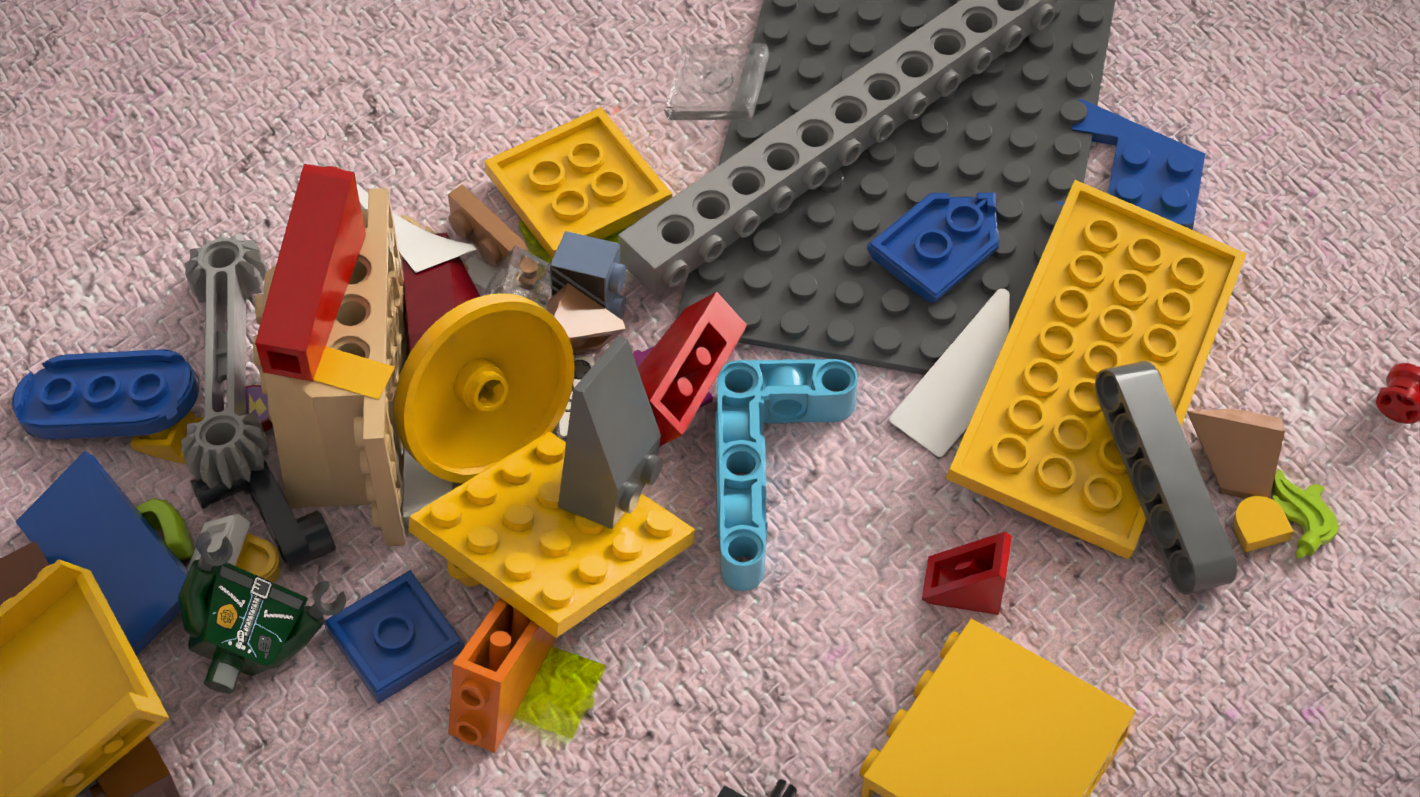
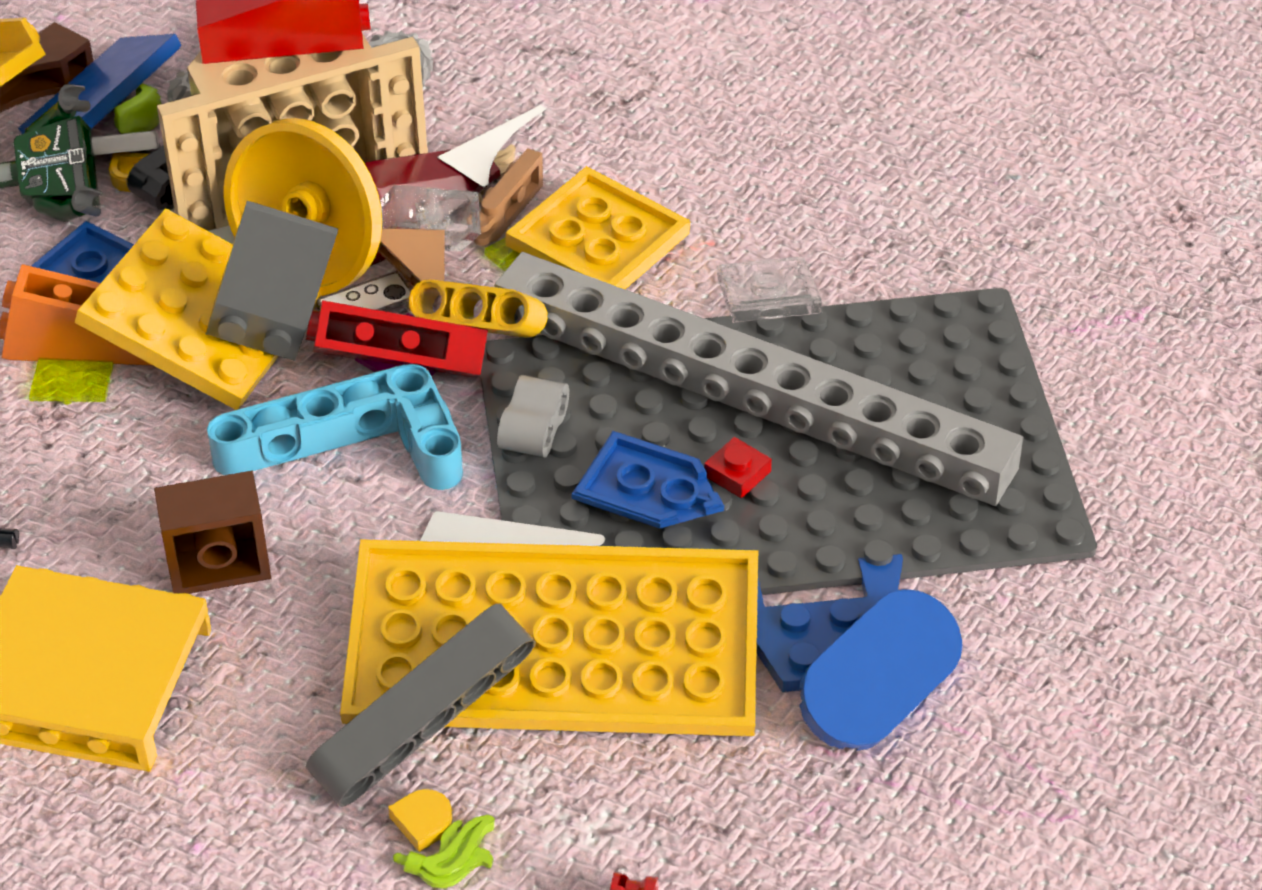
camera: 70 degrees right, 10 degrees down
(353, 373) = (219, 82): yellow sticker -> none
(592, 268) = (468, 244): sand blue brick -> none
(701, 285) = (497, 310): none -> yellow beam
(827, 297) = (533, 416): none -> light grey axle
(883, 591) = (213, 533): none -> reddish brown brick
(945, 170) = (738, 467): none -> red plate
(969, 575) = (270, 611): red slope -> none
(1213, 151) = (880, 670): none -> tile
(1240, 449) = (509, 775): medium nougat slope -> none

